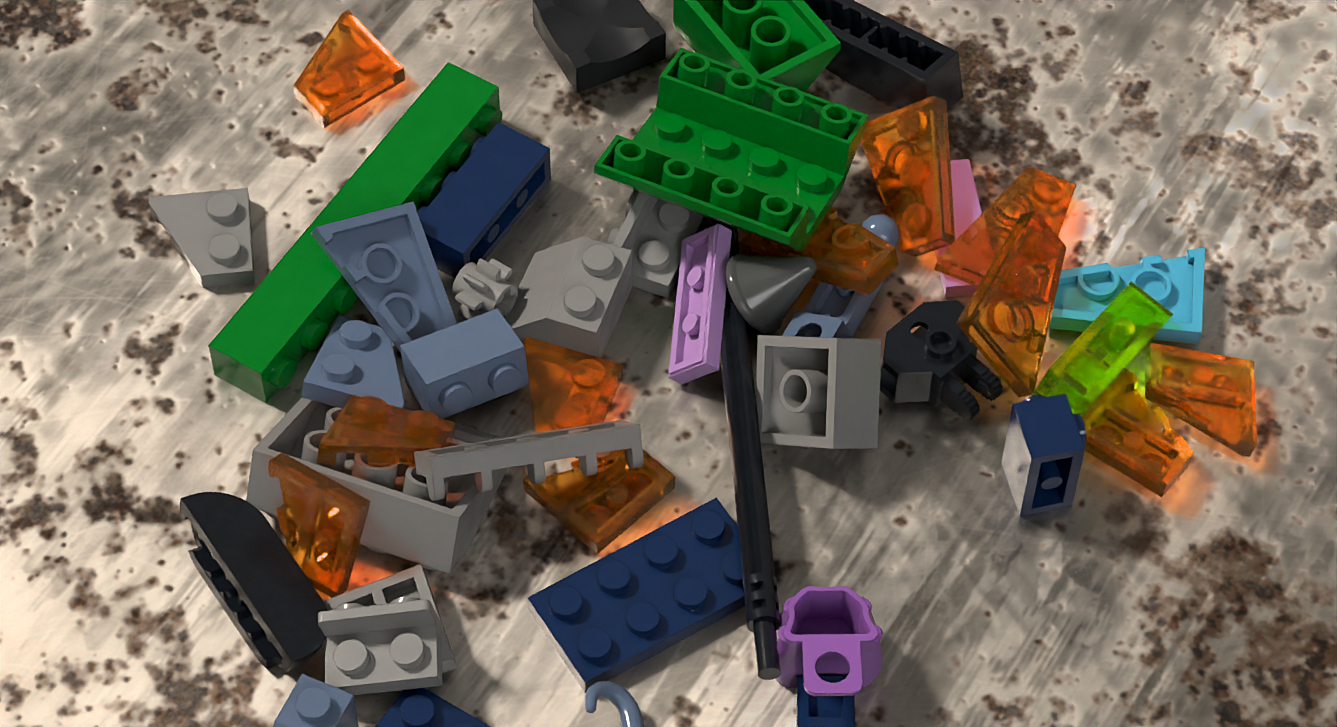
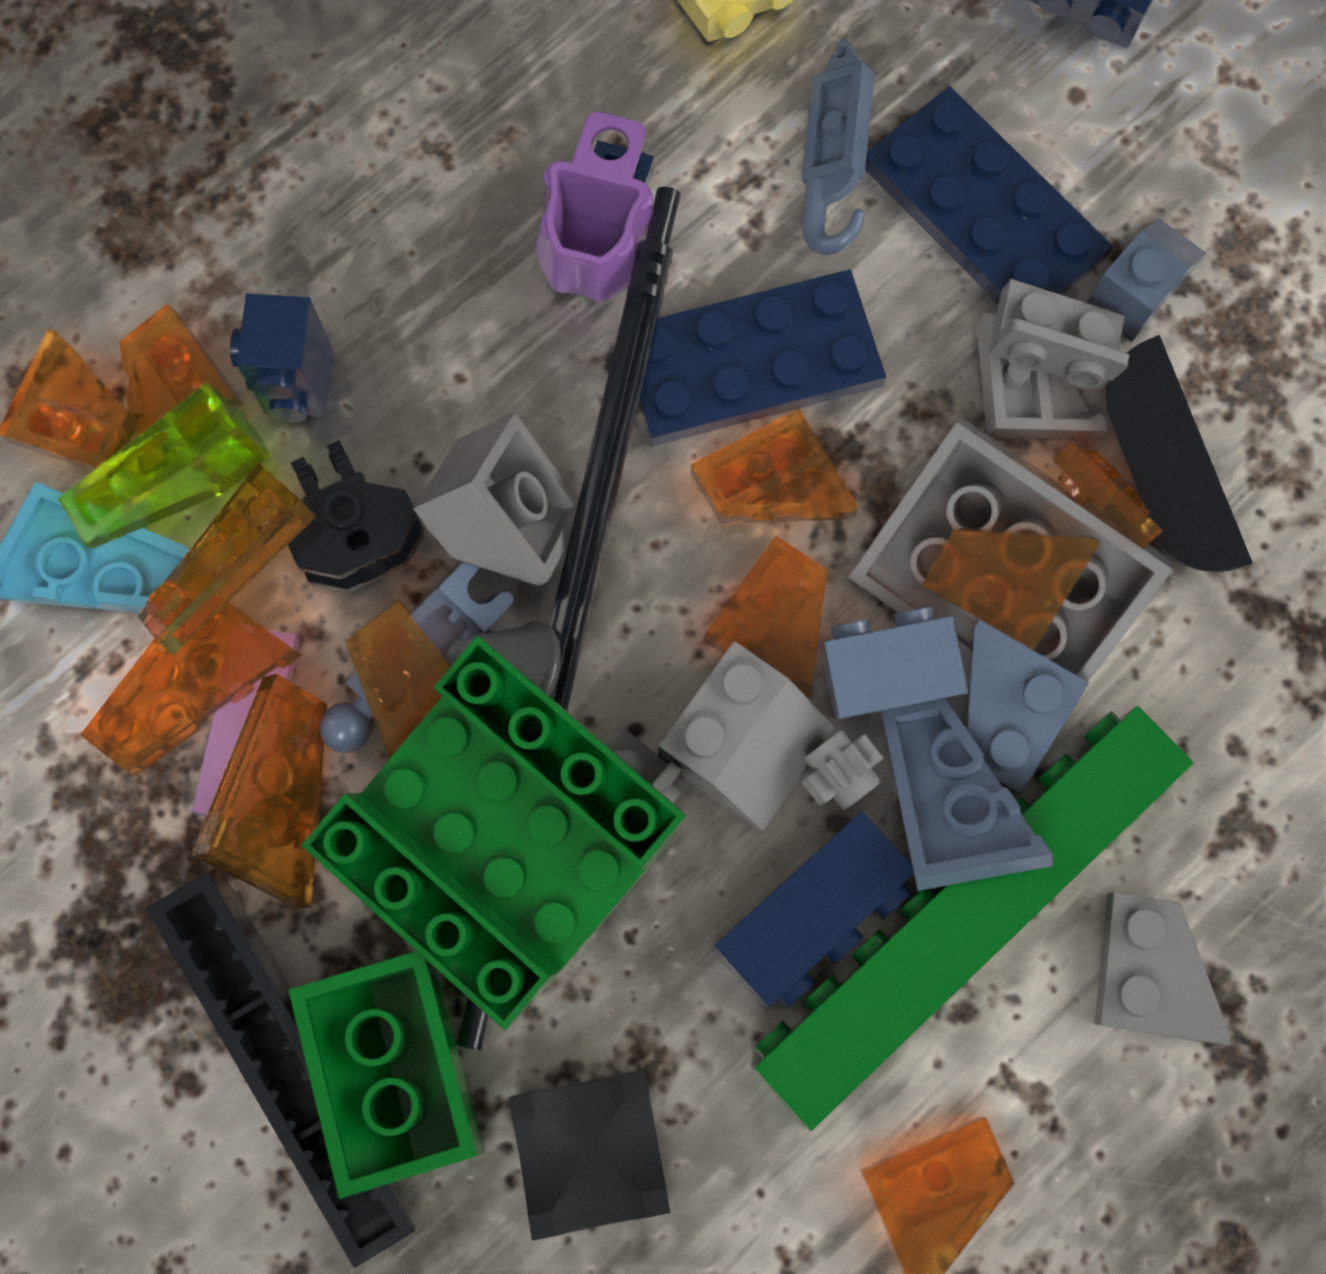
camera: 165 degrees left, 20 degrees up
(530, 451) = (854, 504): light grey hinge -> none
(700, 304) = (603, 655): lavender tile -> none

